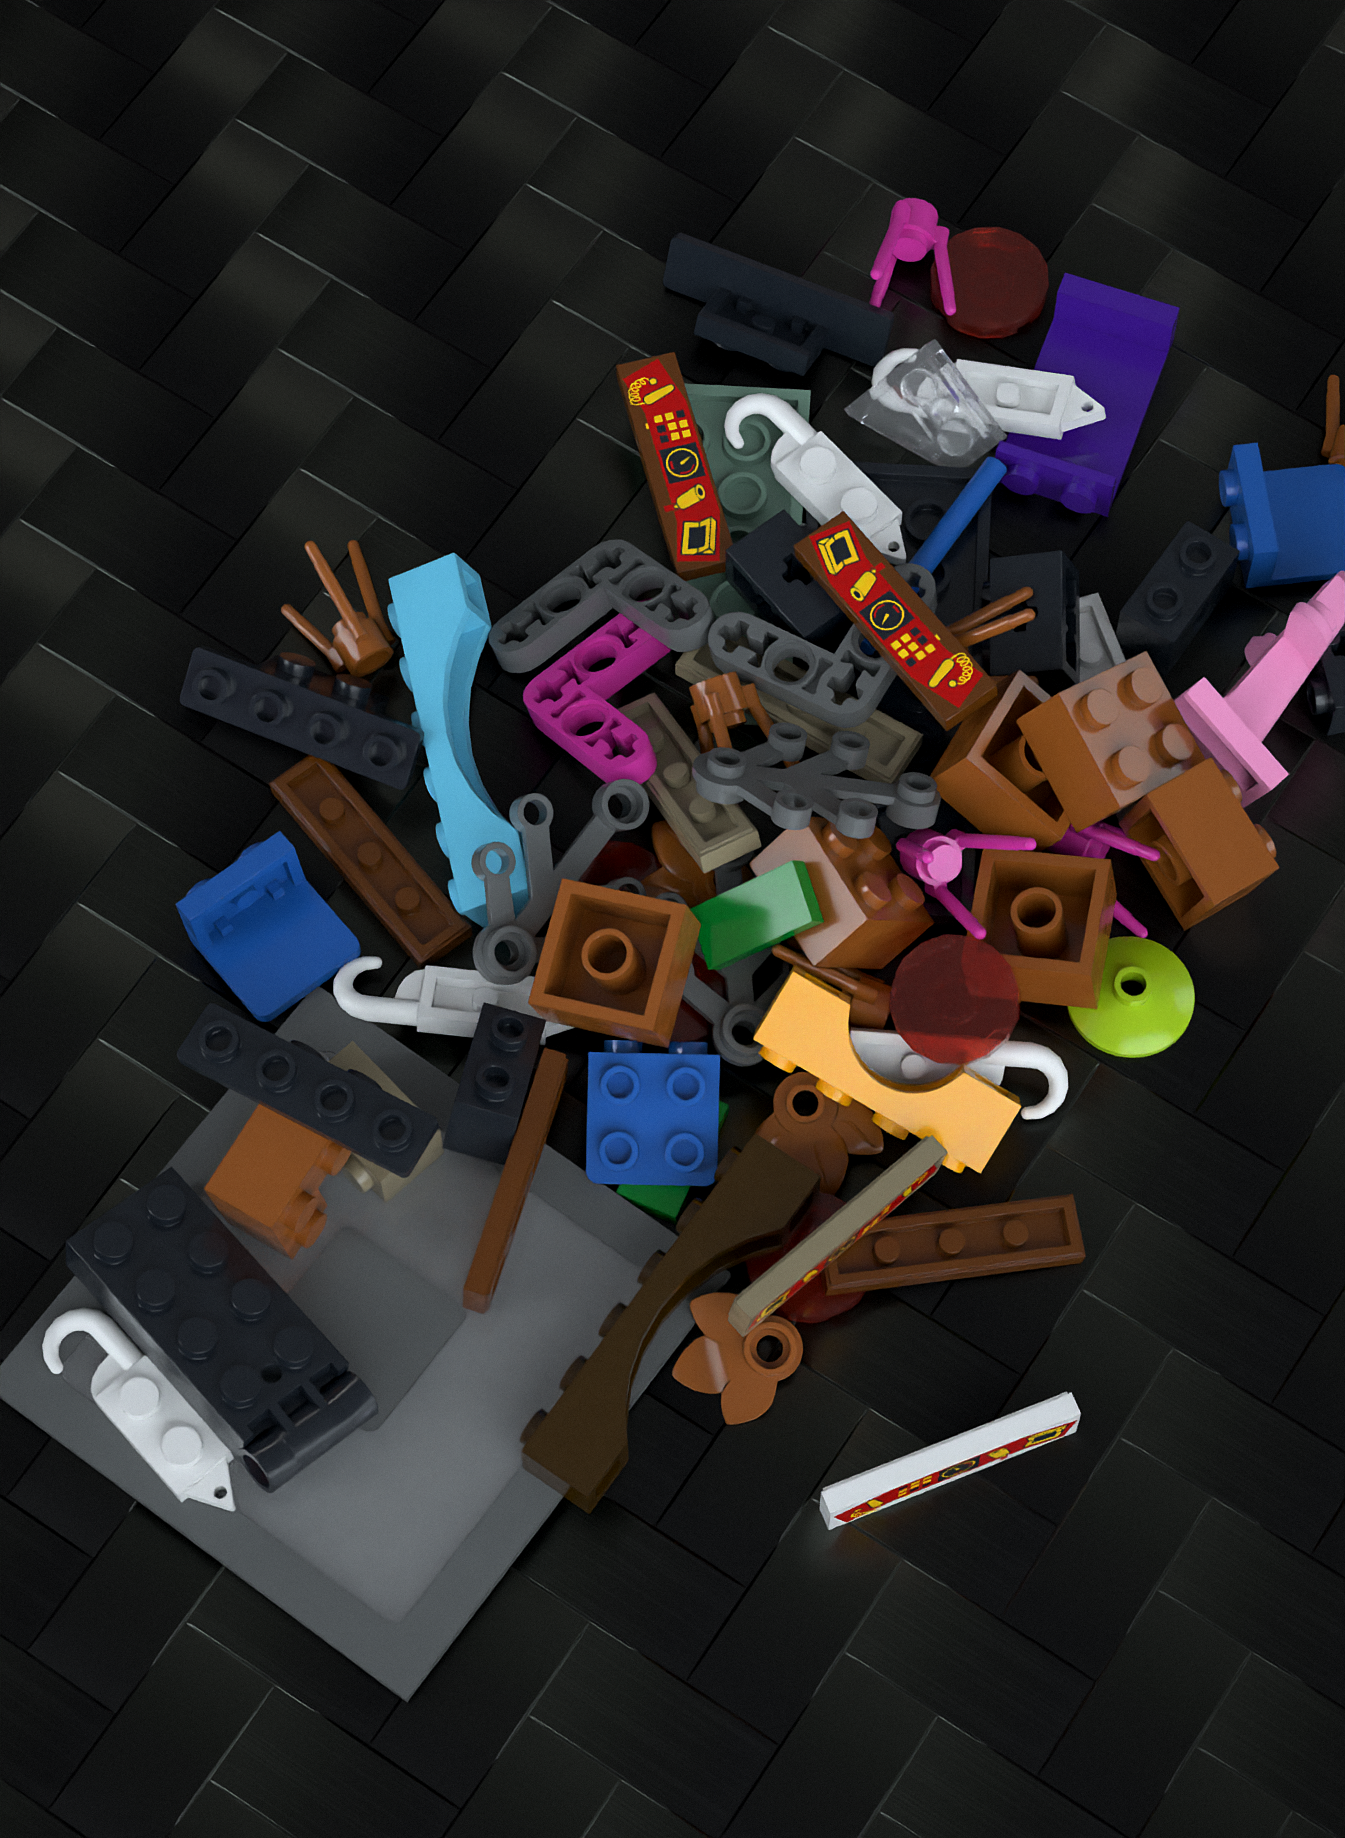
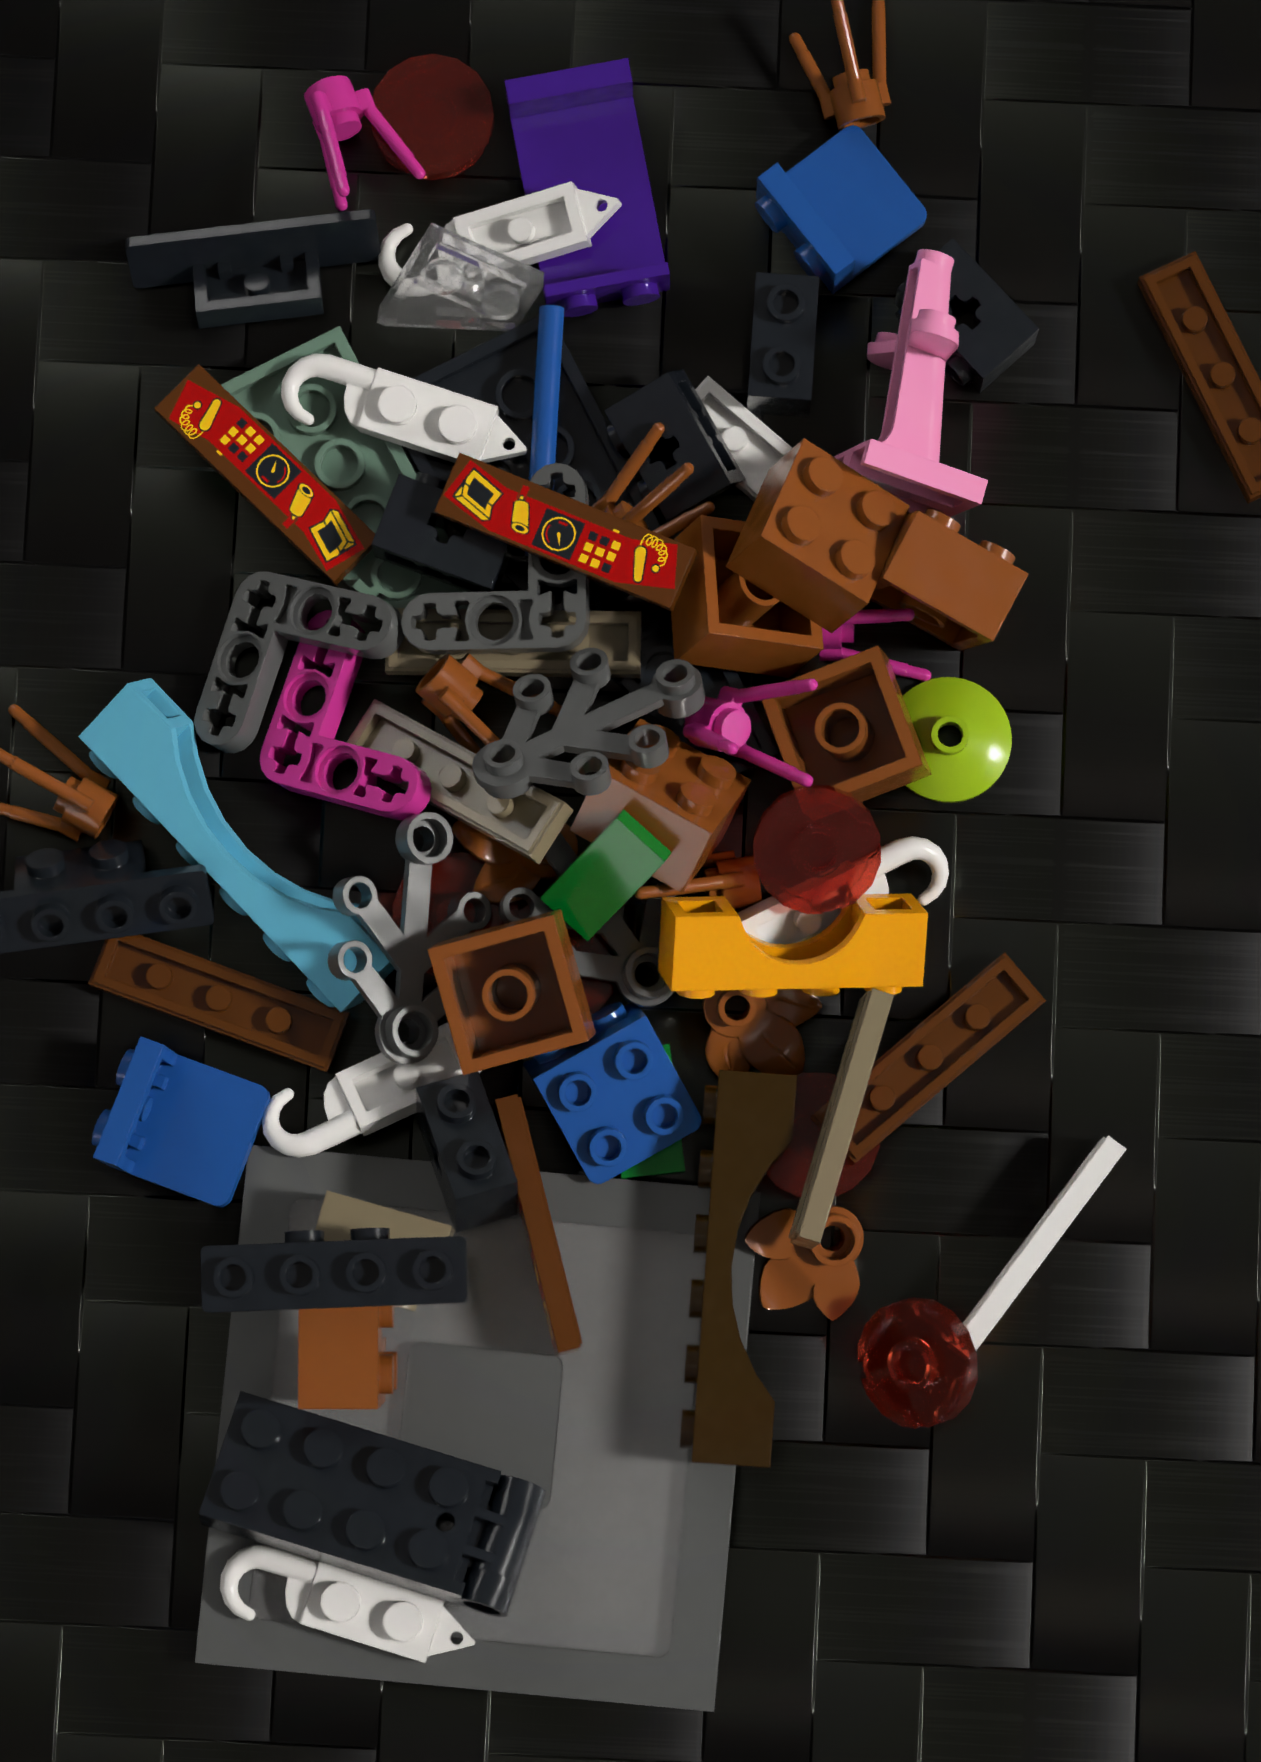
camera: 30 degrees left, 15 degrees up
(779, 1495) = (918, 1362): none -> clear red tile

